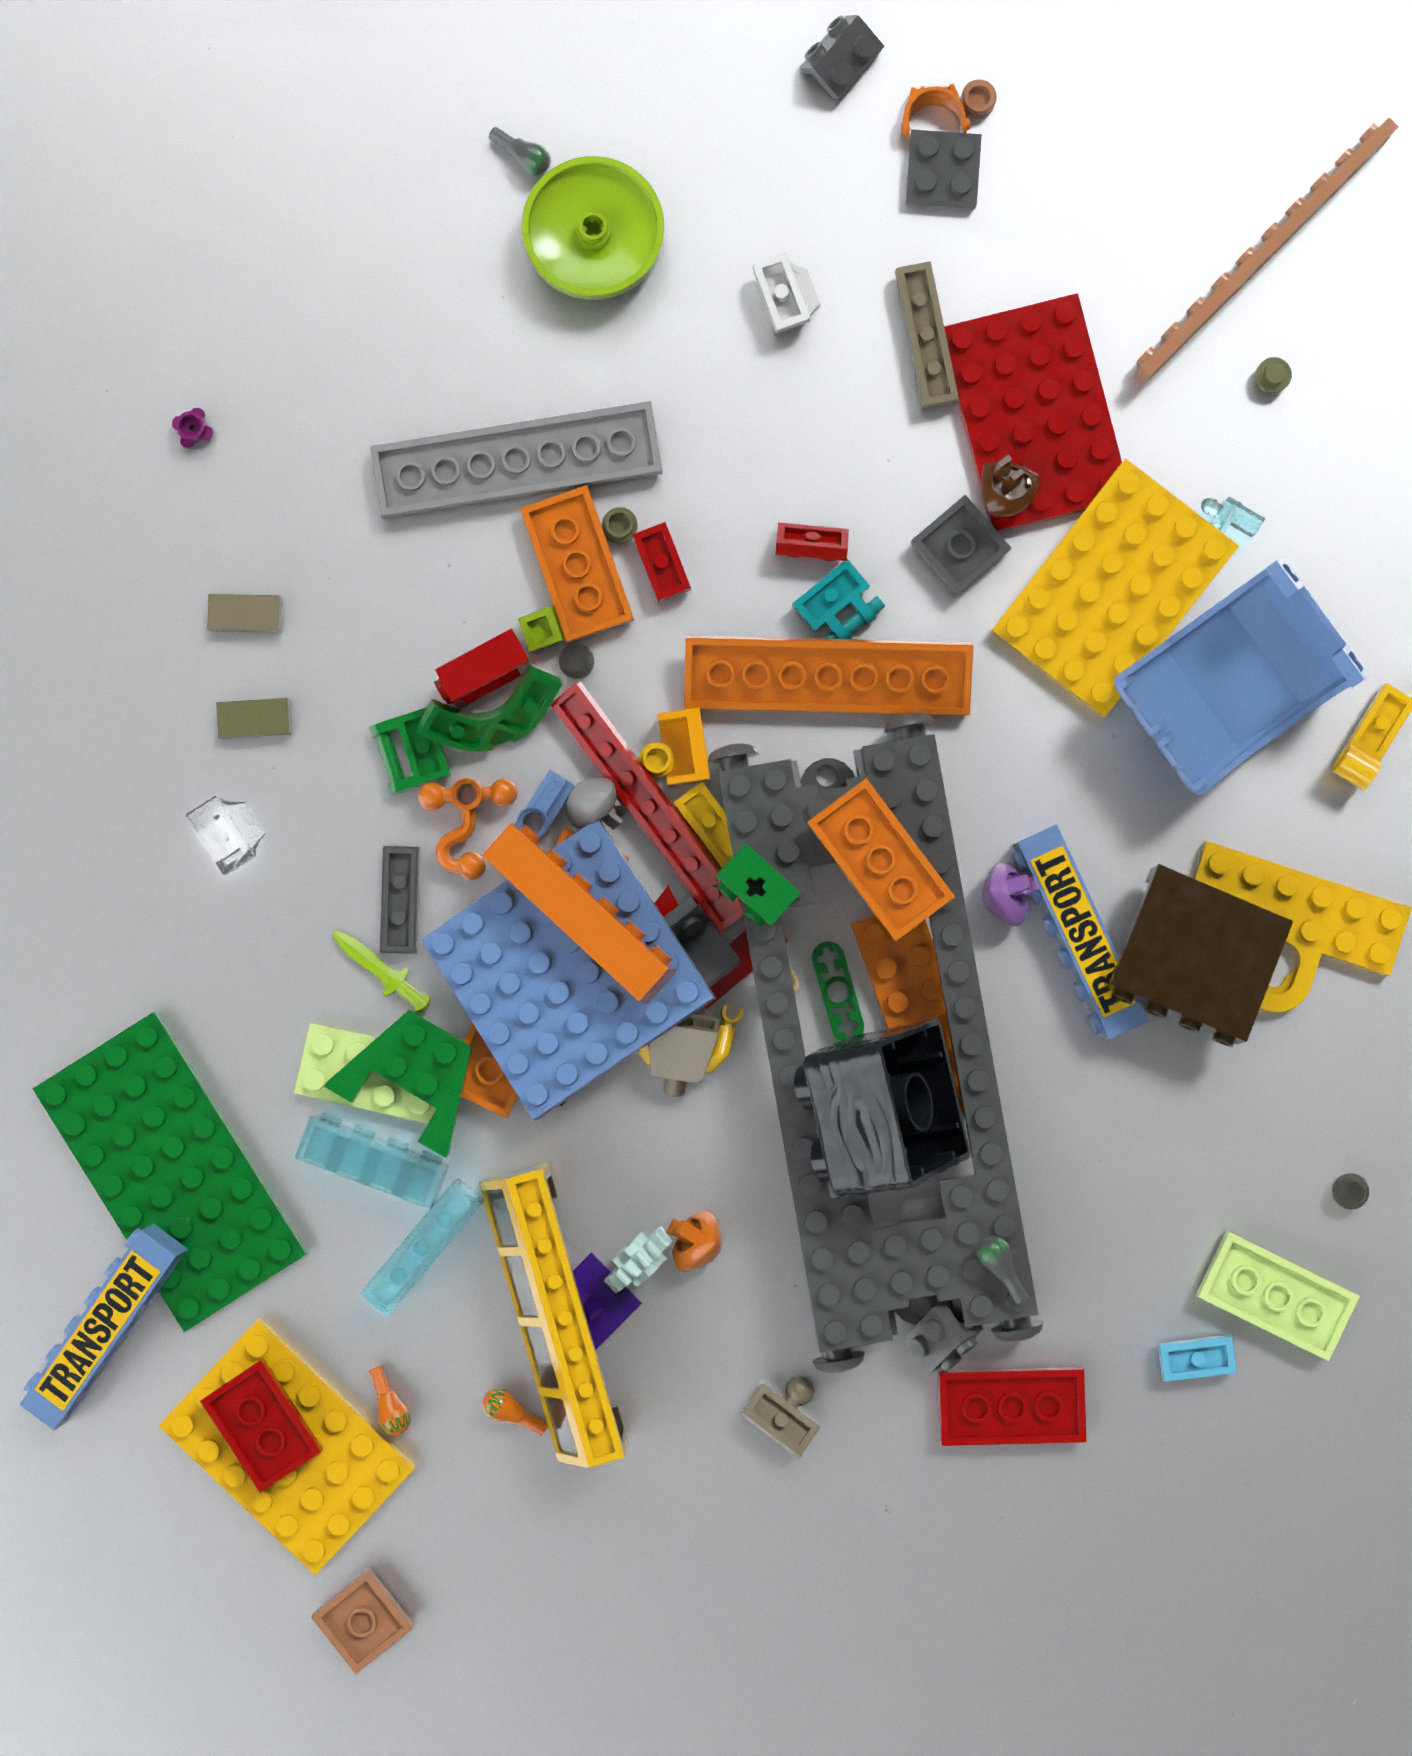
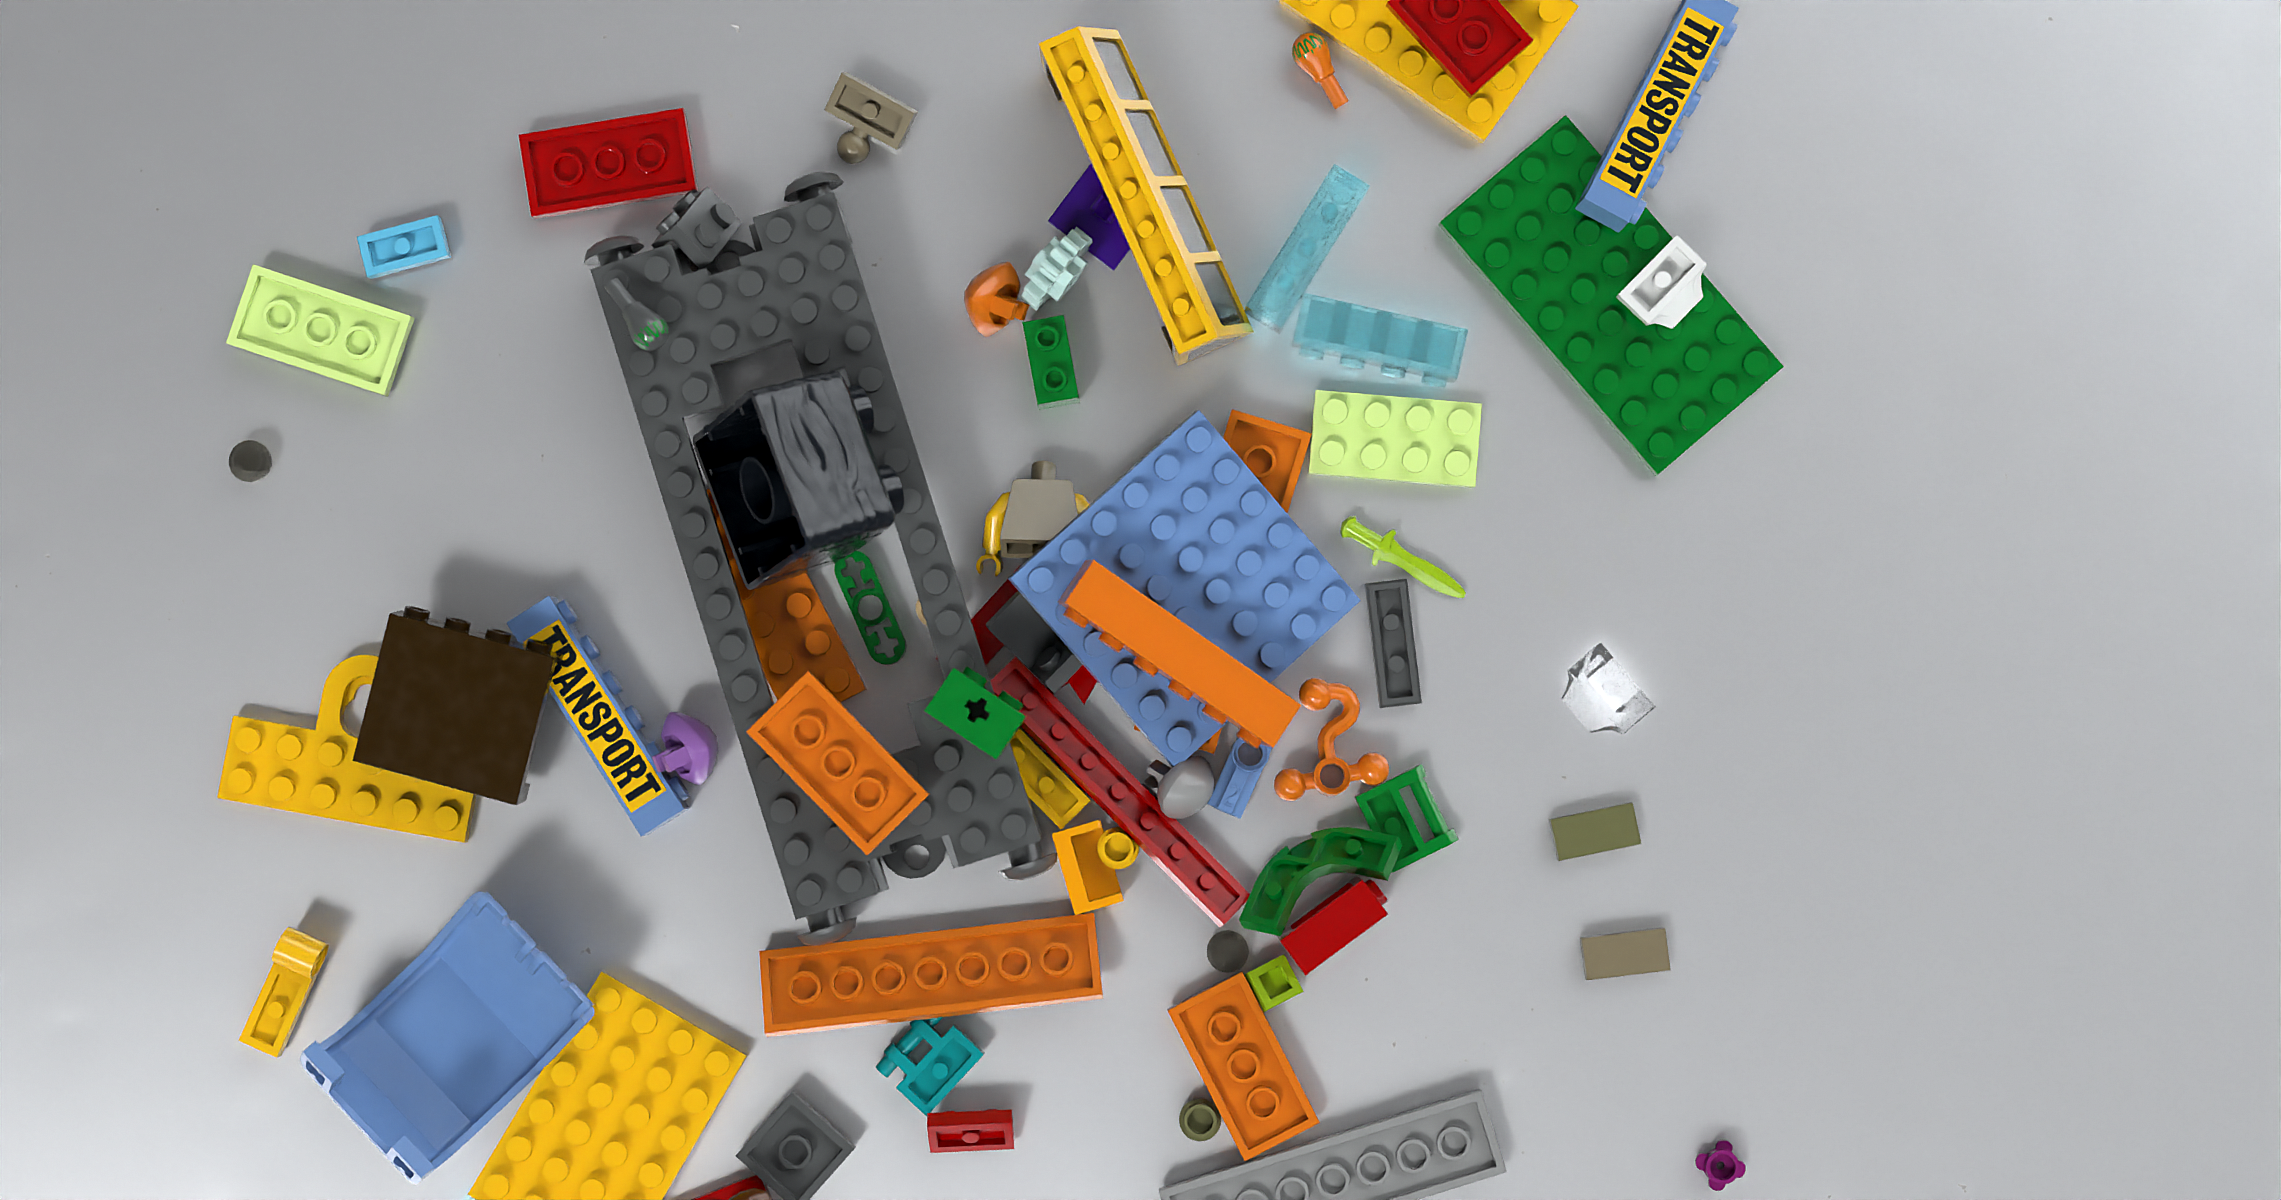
camera: 170 degrees right, 0 degrees up
(119, 1172) = (1666, 286): none -> white slope
(419, 1060) = (1340, 460): green wing -> none
(503, 1407) = (1189, 81): orange piece -> none
(654, 1180) = (1051, 362): none -> green brick
(661, 562) = (1144, 1082): red plate -> none

